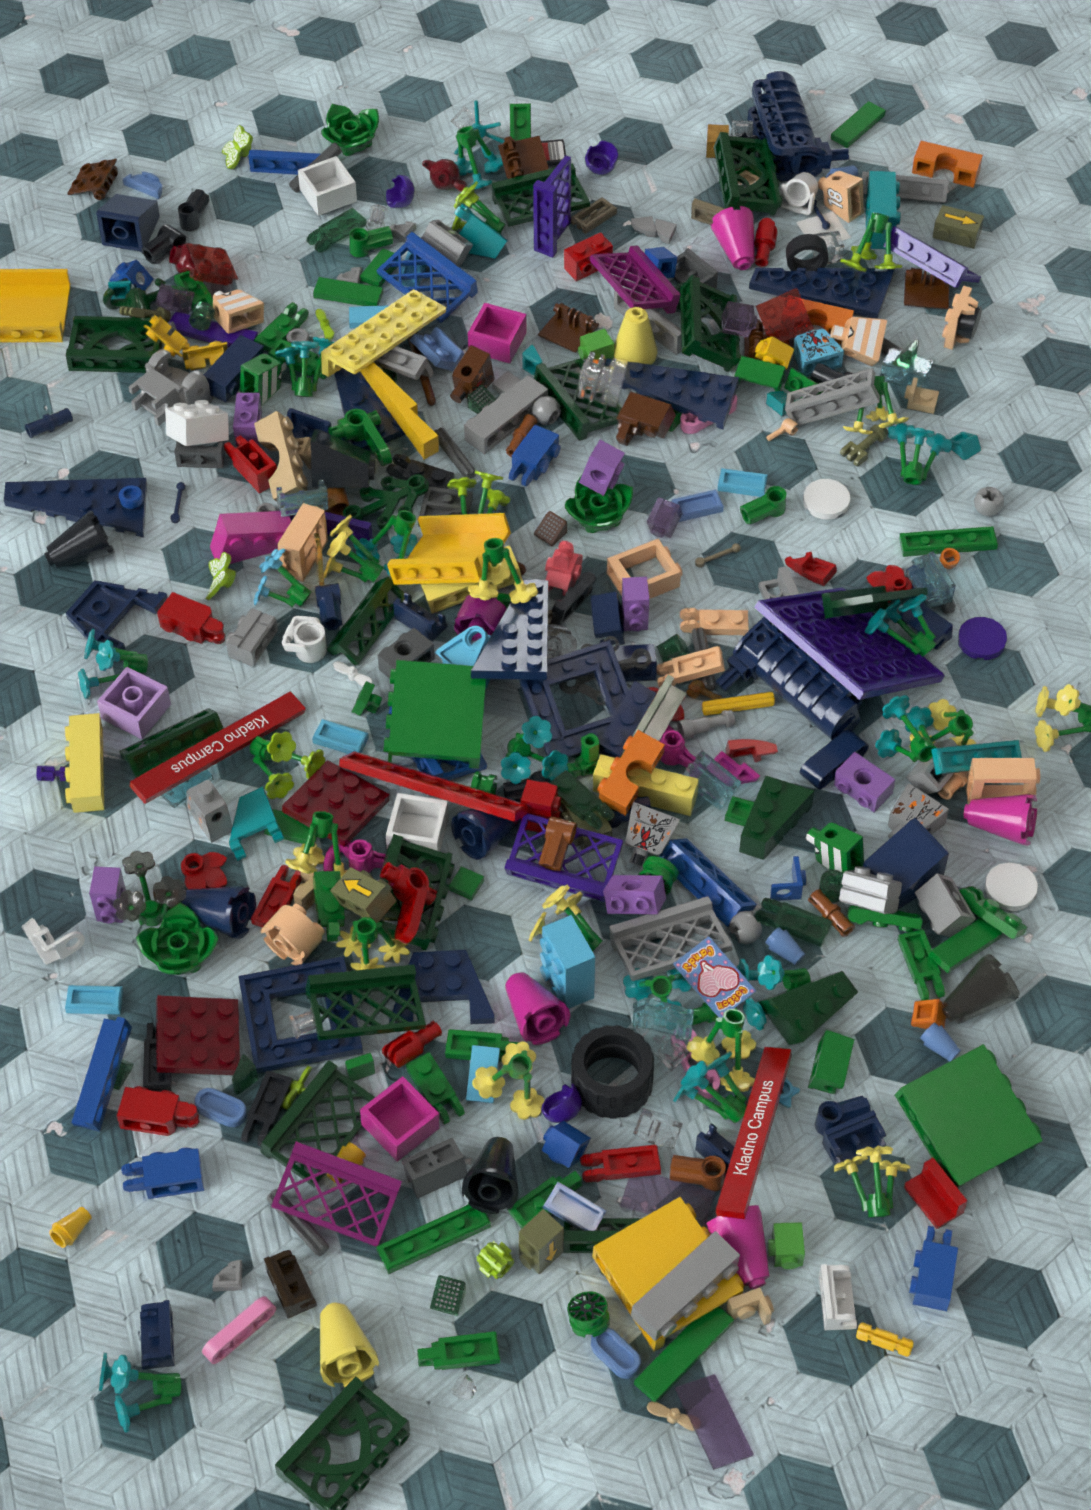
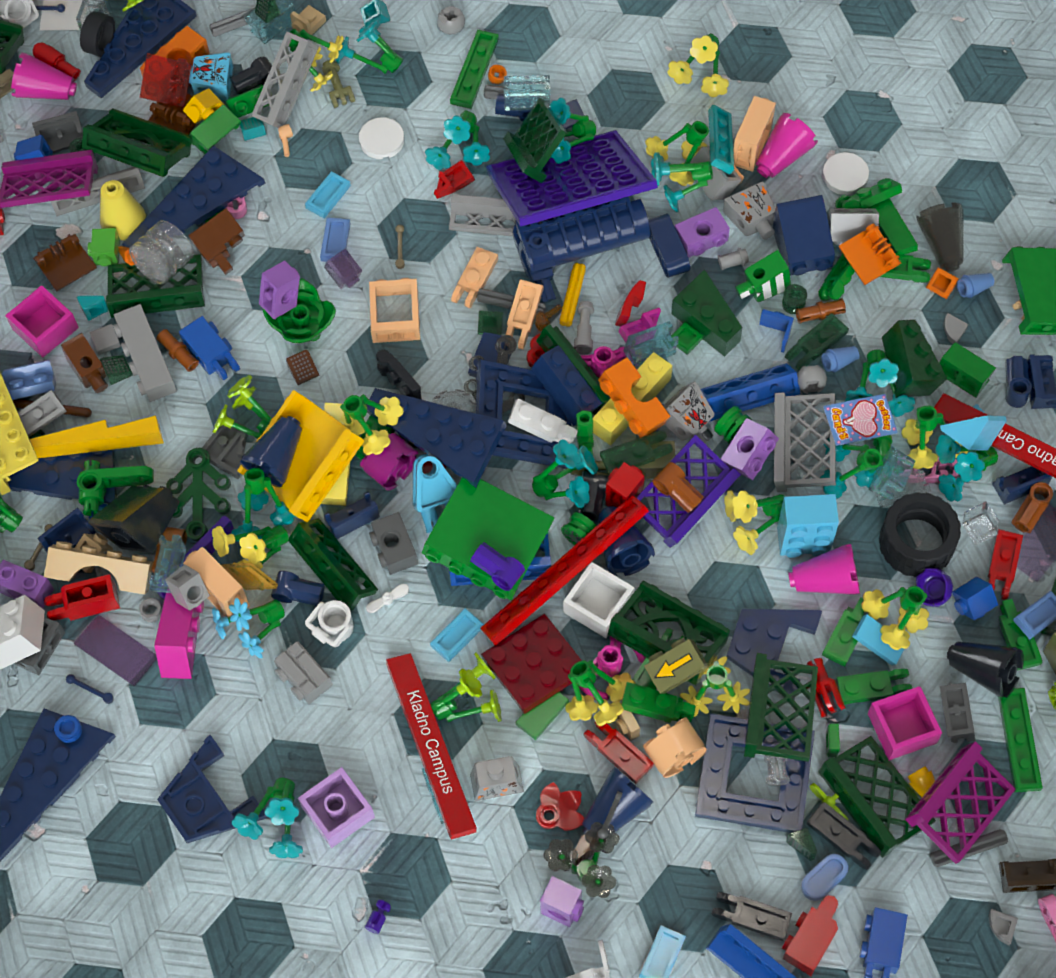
camera: 65 degrees left, 10 degrees up
(79, 543) = (103, 798): black cone -> none
(86, 763) = (383, 878): light yellow brick -> none
(171, 741) = (396, 785): dark green fence -> none
(178, 928) = (646, 836): green brick -> none
(190, 620) = (253, 723): red hinge -> none
(197, 1035) = (746, 871): dark red plate -> none
(215, 894) = (603, 833): none -> dark grey hinge
(221, 574) = (212, 674): lime animal -> none
(223, 497) = (116, 650): none -> clear purple piece
(251, 817) = (520, 742): teal flag -> none
(286, 507) = (187, 587): none -> light grey brick
(366, 700) = (427, 596): green tile -> none
(399, 727) = (504, 570): none -> dark purple piece
(412, 889) = (682, 623): red piece -> none
(436, 477) = (175, 452): black hinge -> none
(443, 528) = (275, 450): none -> dark blue cone
(455, 454) = (170, 414): dark grey axle -> none
(466, 883) = (669, 582): green tile -> none
(546, 410) = (159, 317): light grey piece -> none
(563, 567) = (362, 372): coral hinge -> none
(574, 713) = (540, 423): none -> white hinge
(607, 617) = (433, 358): dark blue hinge -> none
(635, 603) = (435, 328): medium lavender brick -> none
(738, 319) = (150, 115): clear purple brick -> none
(739, 1075) = (976, 432): none -> medium azure slope
(770, 504) = (368, 187): green piece -> none
(849, 535) = (455, 131): none -> teal plant
(850, 819) = (733, 259): none -> light grey pin
(861, 338) = (225, 32): light nougat torso -> none
(870, 891) = (821, 270): brick -> none
(877, 1041) = (954, 328): none -> light grey tile
(891, 578) = (496, 128): red plate -> none
(912, 927) = (870, 254): none -> orange hinge
(982, 638) = (590, 87): dark purple tile -> none

